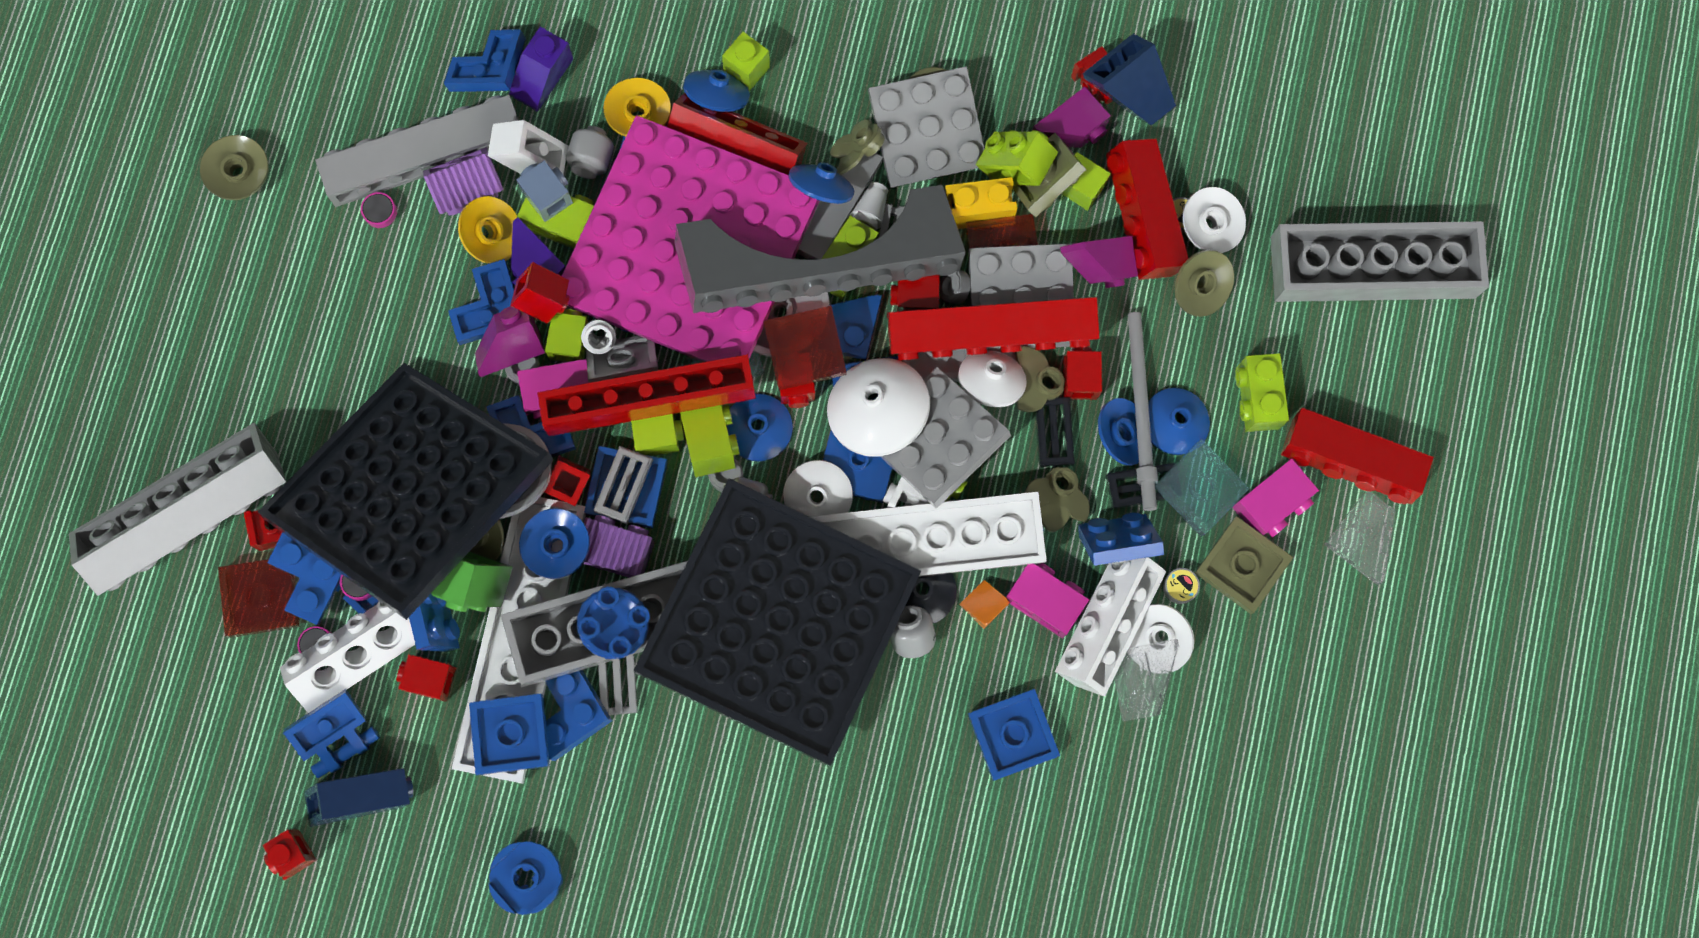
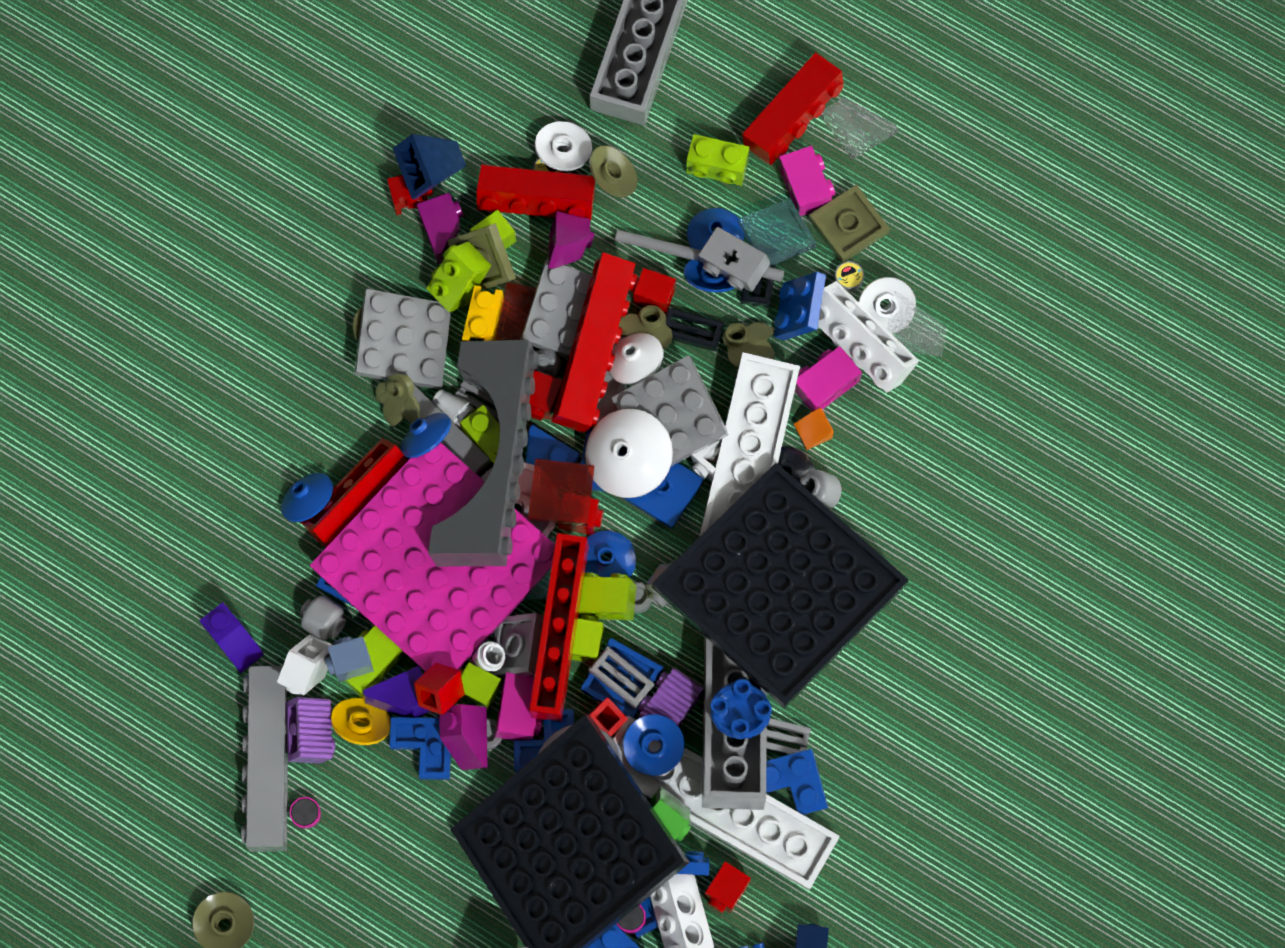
camera: 65 degrees left, 5 degrees down
(491, 71) = (218, 679): blue plate -> none
(504, 878) = (908, 873): blue plate -> none
(509, 734) = (798, 830): blue plate -> none
(634, 96) = (287, 560): yellow dish -> none
(746, 60) = (289, 464): lime brick -> none
(823, 477) = (667, 522): white dish -> none
(1013, 734) = (925, 442): blue plate -> none
(1147, 427) = (726, 247): none -> light grey brick

